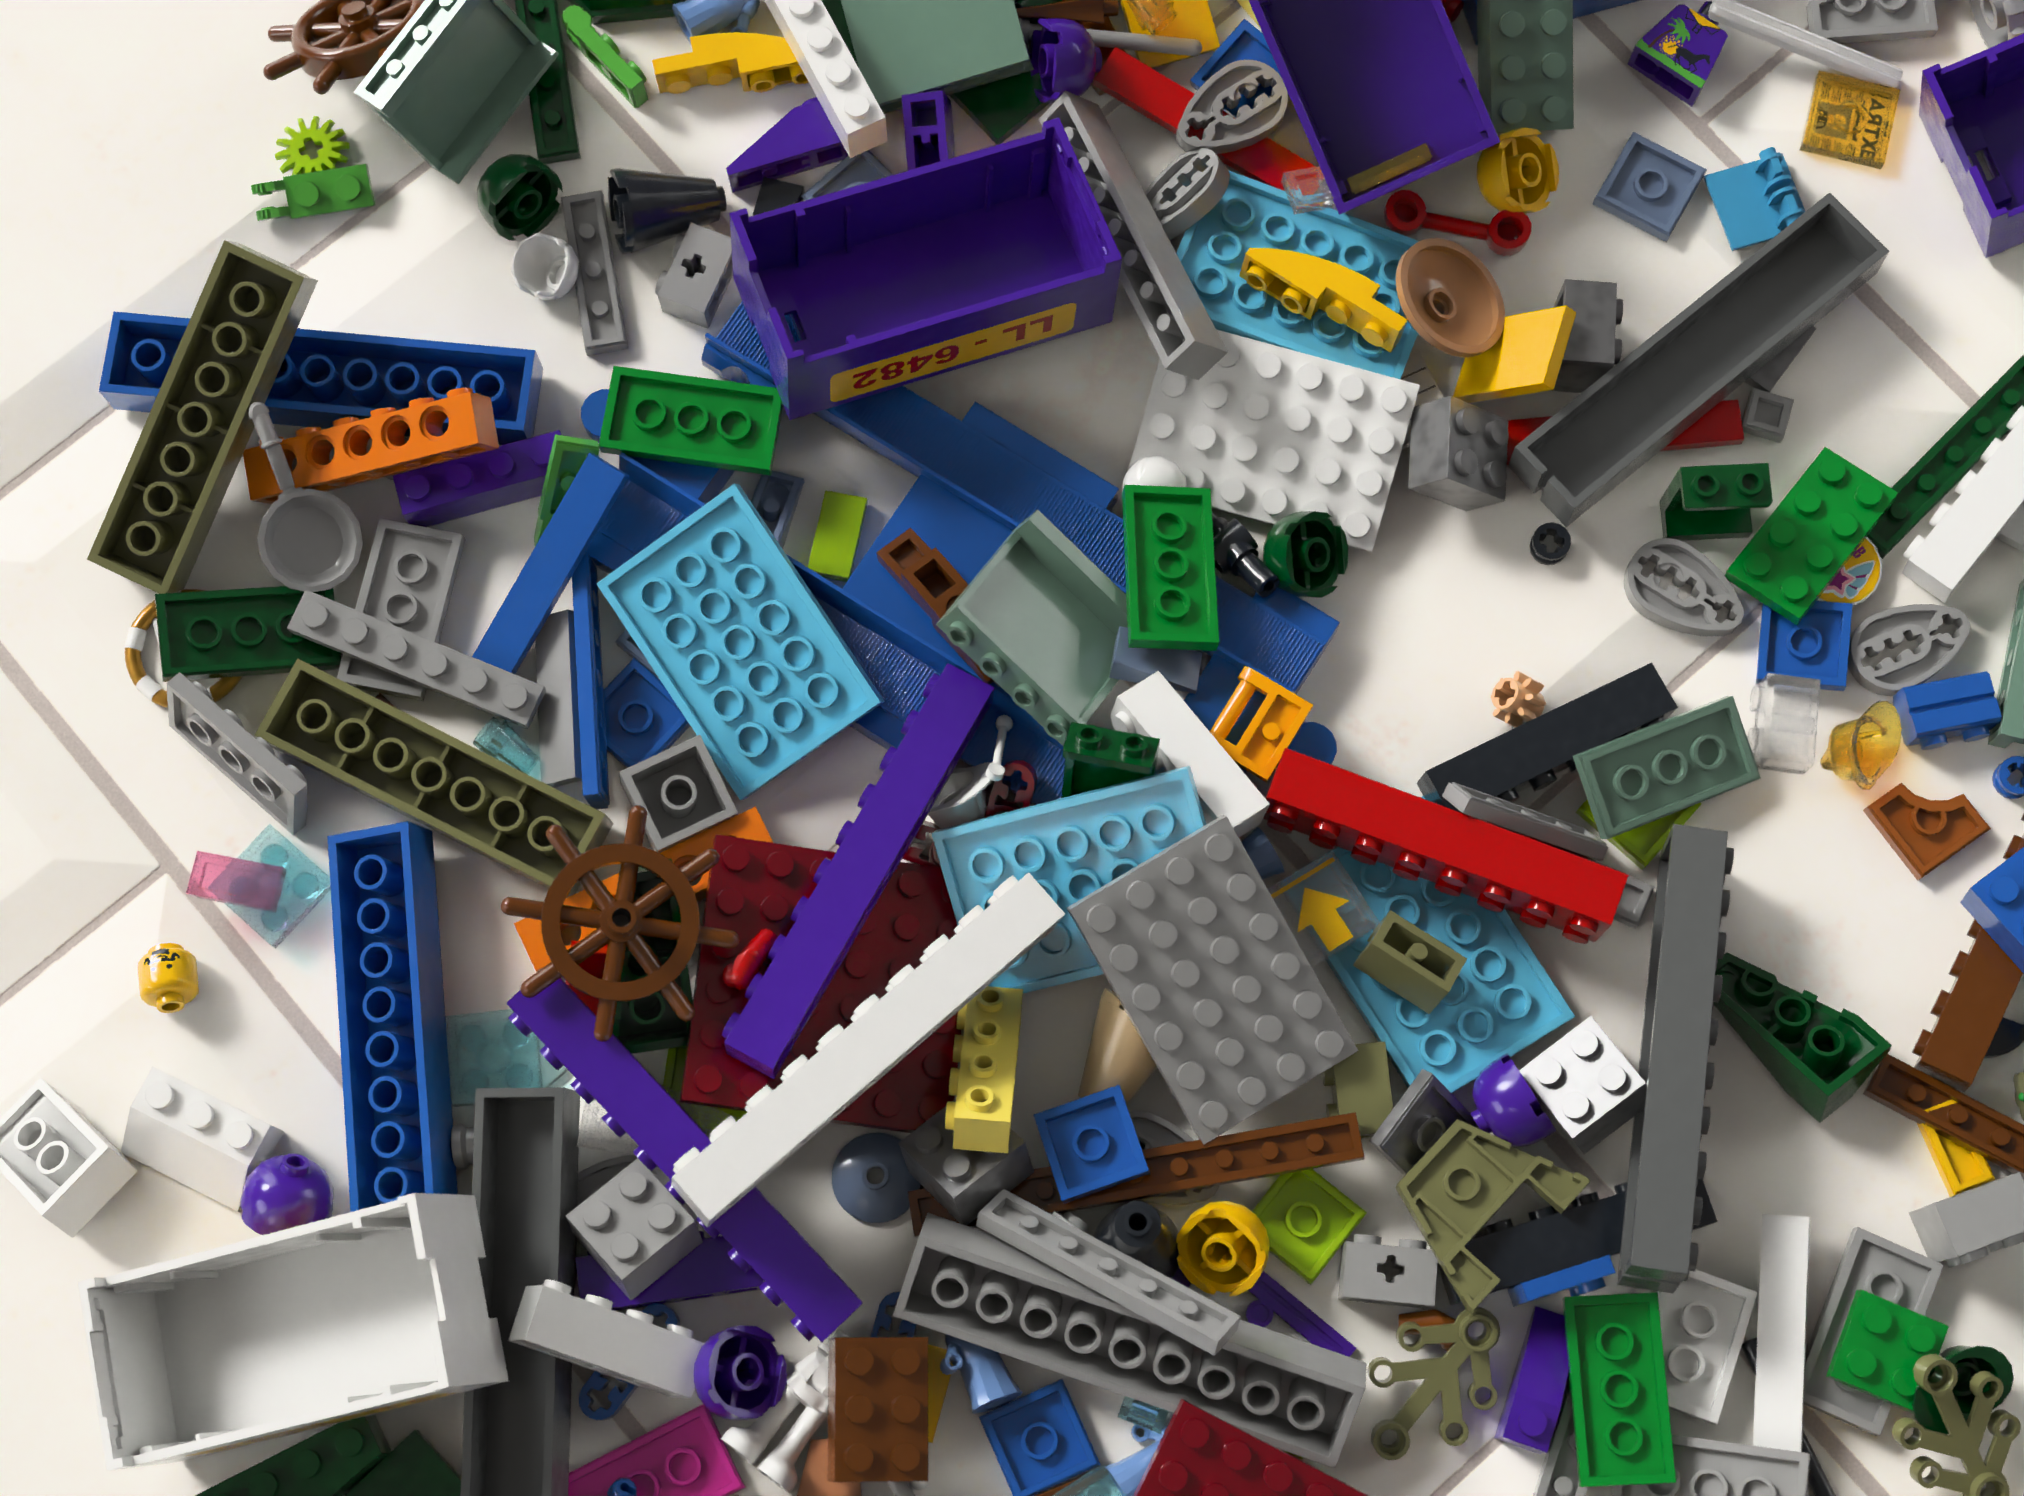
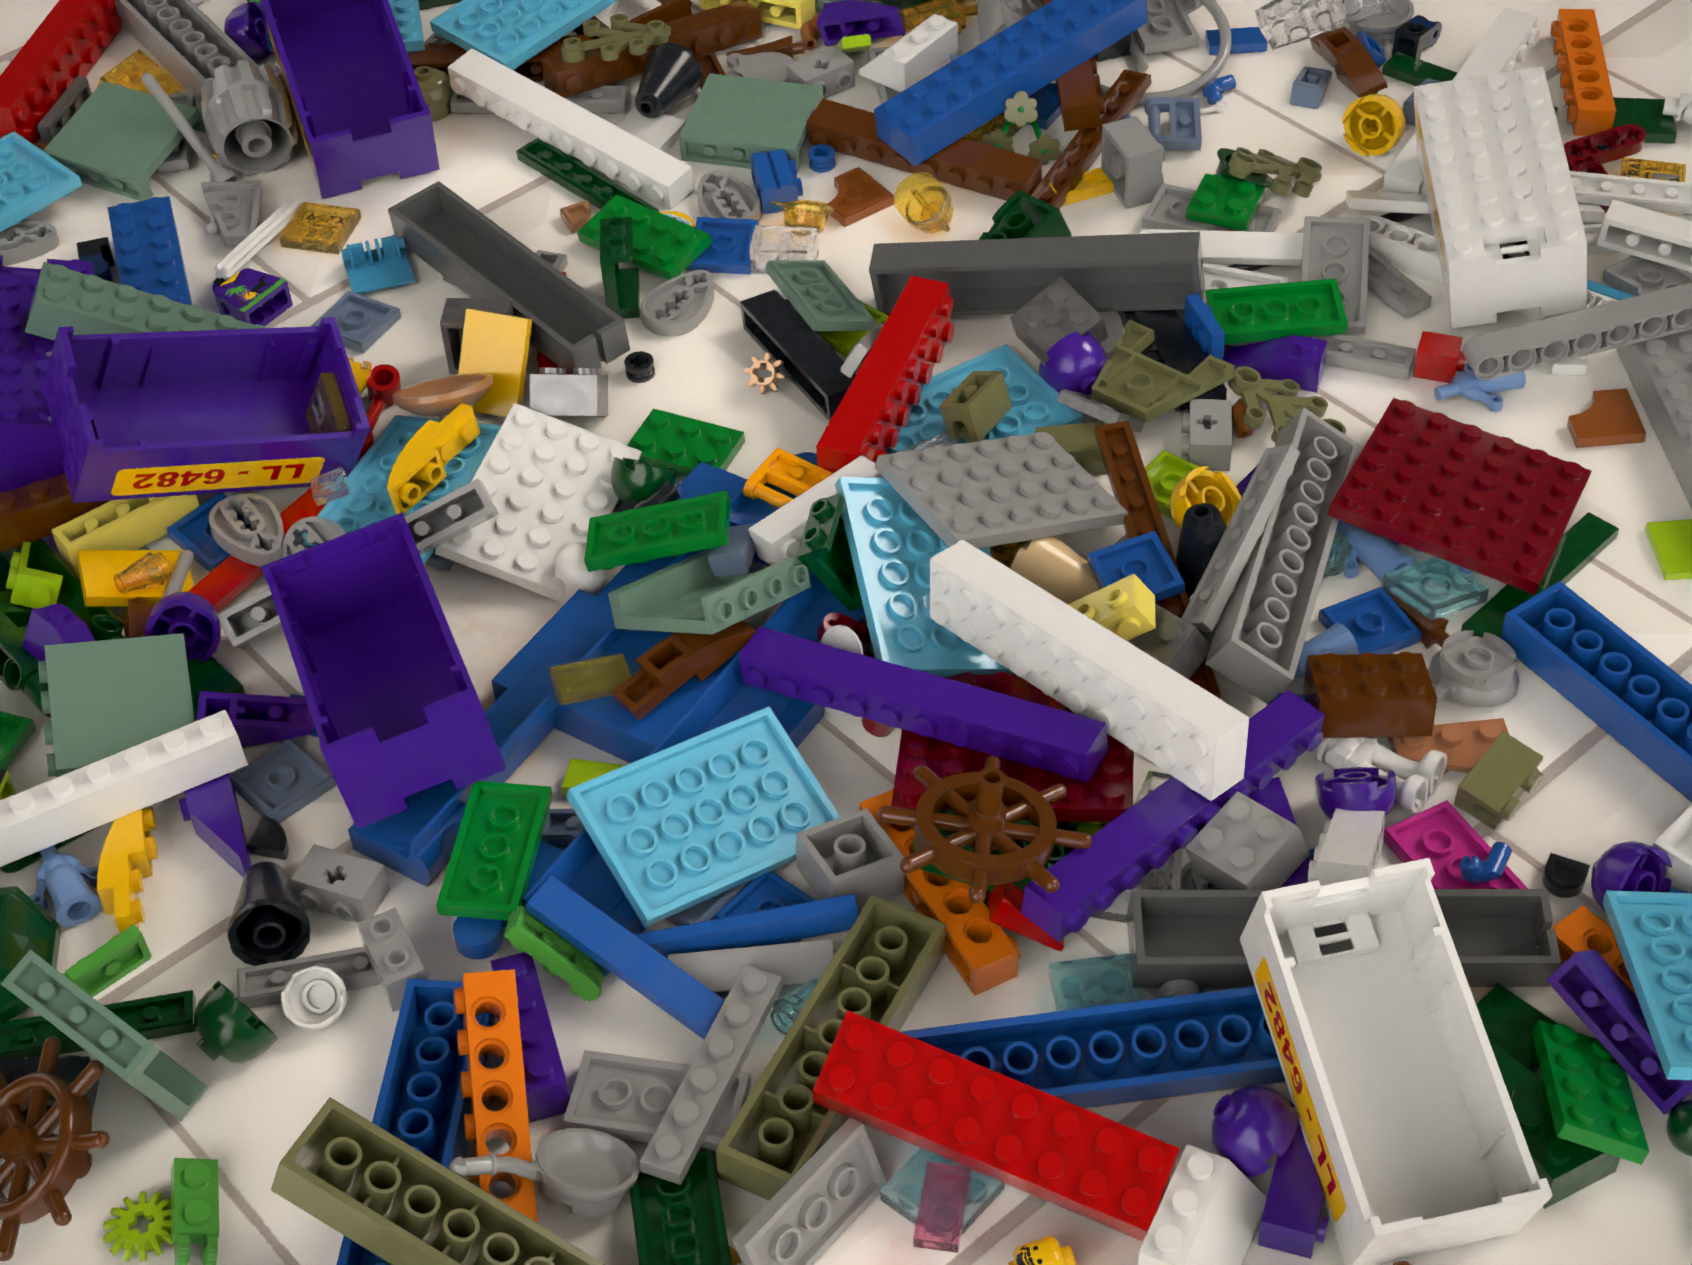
camera: 90 degrees left, 30 degrees down
(203, 1226) = (1294, 1203): none -> dark purple slope
(293, 929) = (995, 1125): none -> red brick
(577, 336) = (391, 954): none -> light grey brick
(749, 960) = (1018, 764): red arm -> none
(935, 504) = (589, 678): none -> clear yellow tile
(995, 770) = (832, 623): white hinge -> none
(1396, 605) = (685, 442): none -> green plate
(1878, 447) = (576, 215): none -> medium nougat tile
(1881, 914) = (924, 203): none -> clear yellow piece

